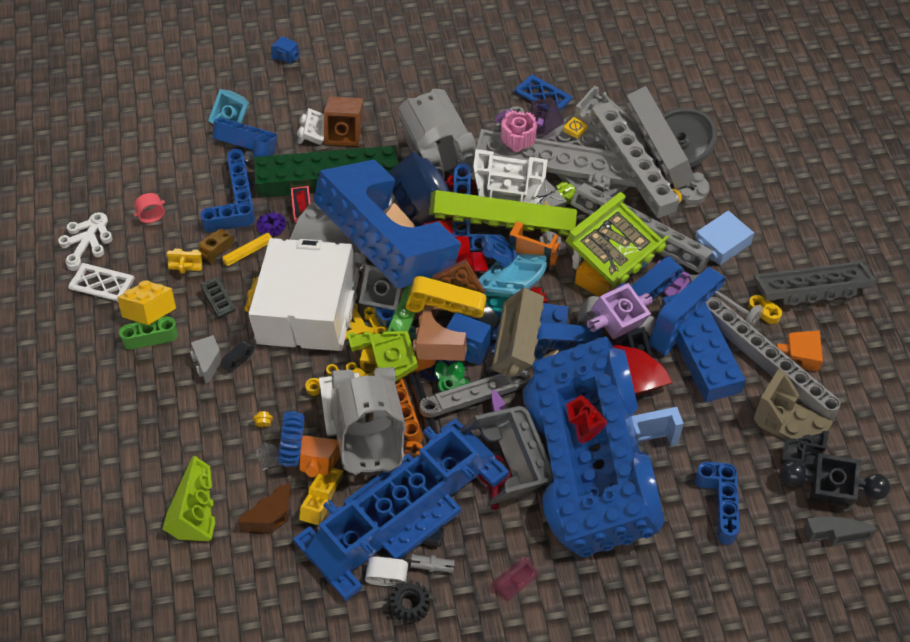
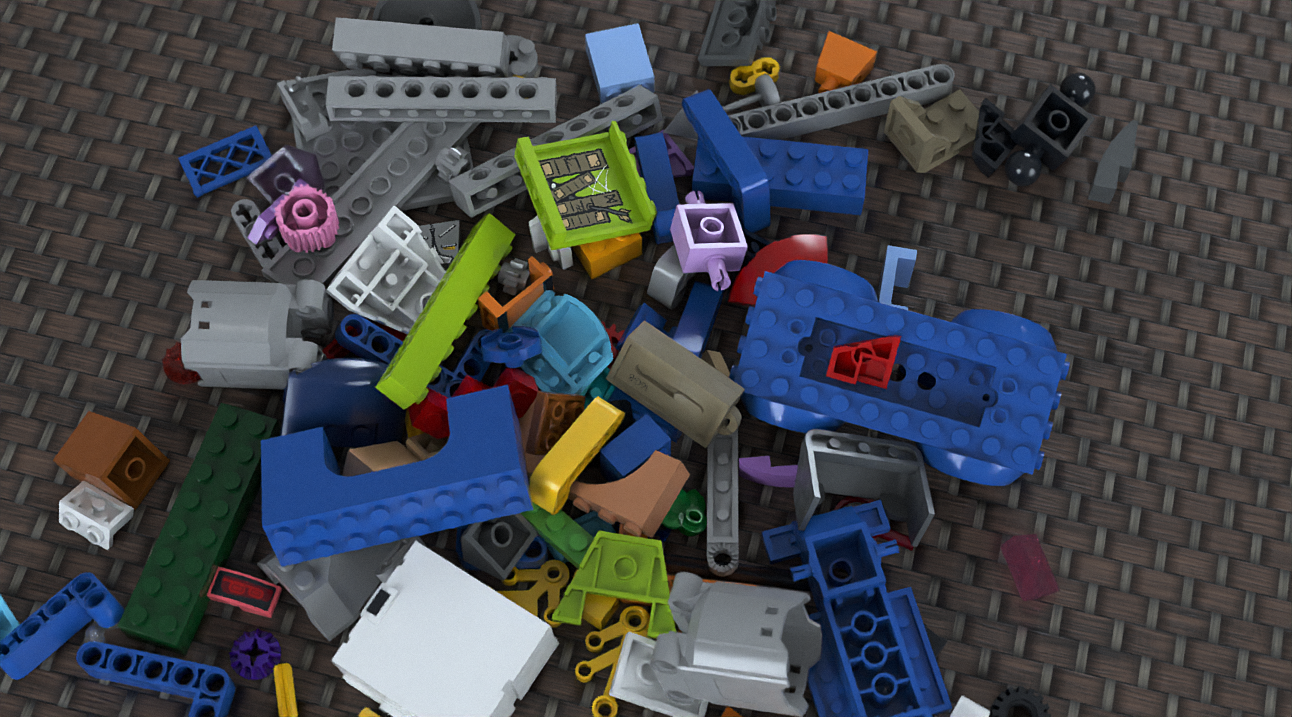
camera: 65 degrees left, 10 degrees up
(432, 563) = (971, 663): light grey pin -> none
(566, 191) = (435, 212): lime gear -> none
(575, 128) = (327, 147): yellow tile -> none
(724, 503) = (1064, 286): blue beam -> none

